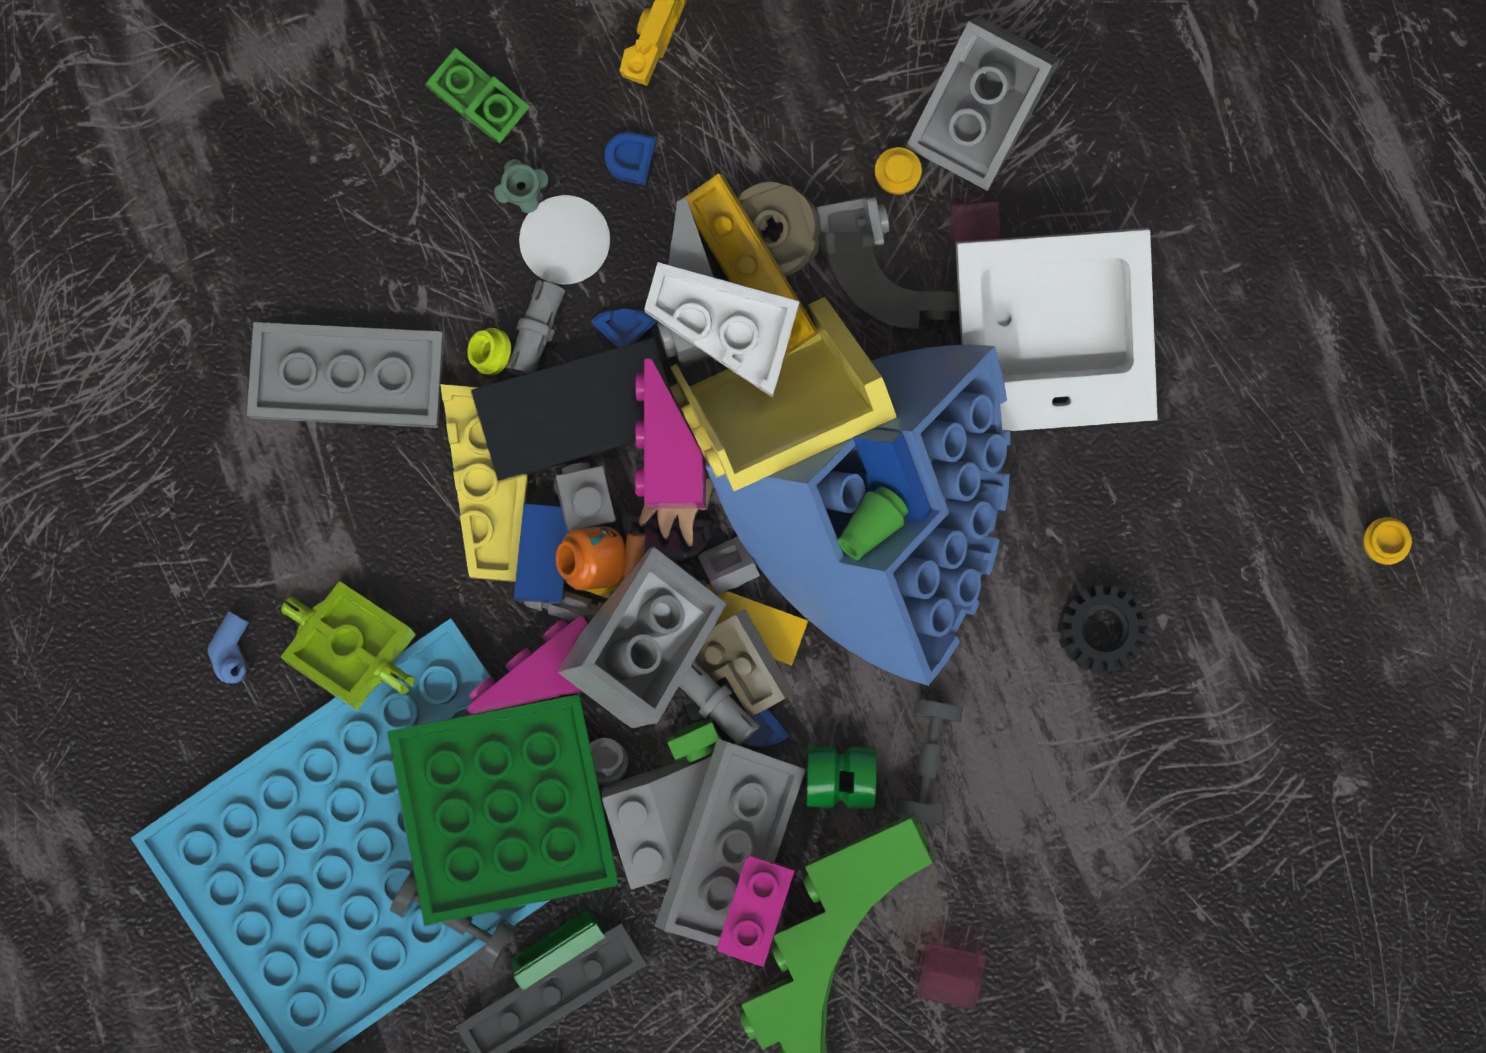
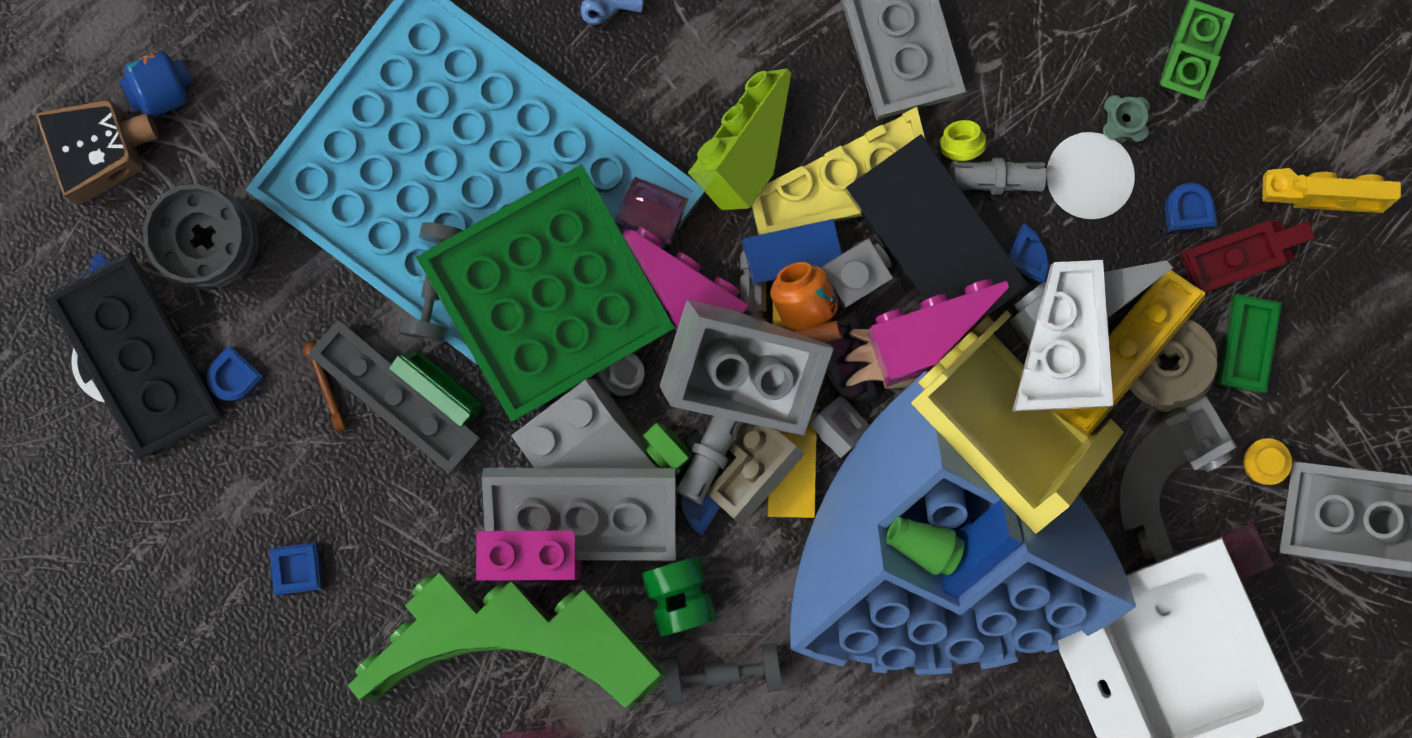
camera: 75 degrees right, 0 degrees up
(347, 645) = (649, 105): lime plate -> none
(423, 566) = (745, 148): none -> lime slope
(454, 677) = (652, 209): none -> clear pink piece
(692, 123) = (1243, 254): none -> dark red hinge
(779, 147) = (1249, 343): none -> green tile

